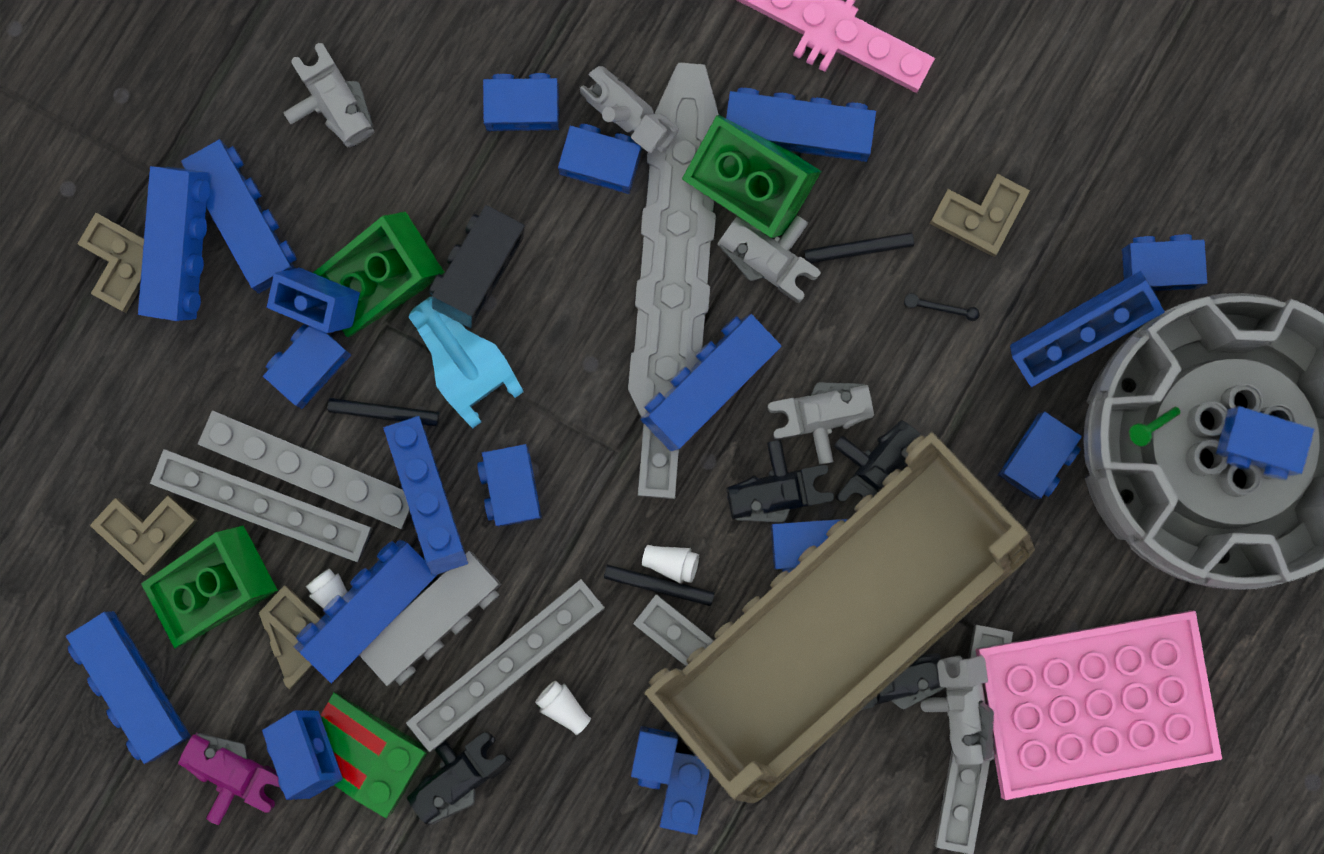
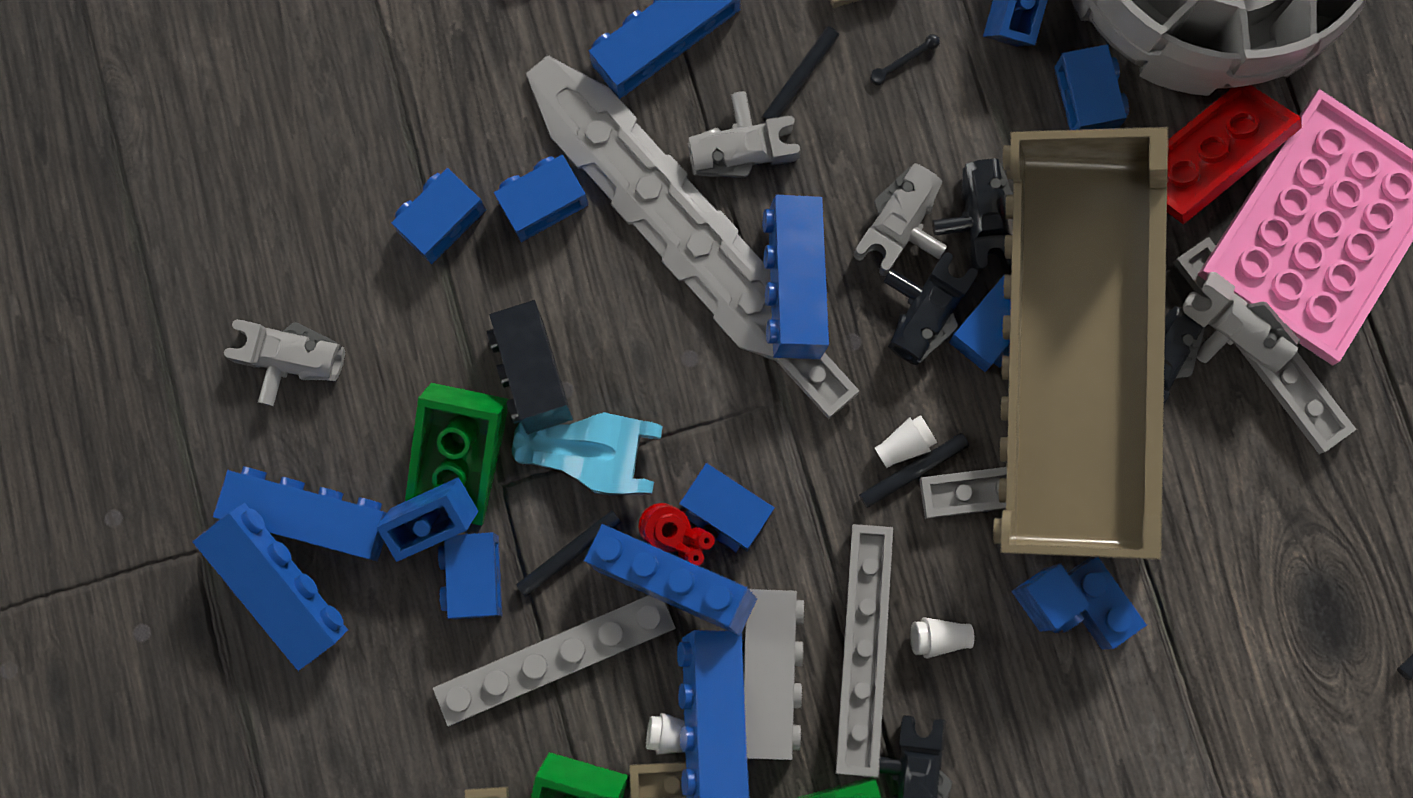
camera: 45 degrees left, 5 degrees down
(124, 252) = (238, 636): dark tan plate -> none
(261, 505) = (546, 722): light grey plate -> none
(458, 462) = (671, 532): none -> red piece
(629, 111) = (526, 140): light grey piece -> none
(751, 176) = (668, 96): green slope -> none
(1083, 582) = (1223, 147): none -> red plate

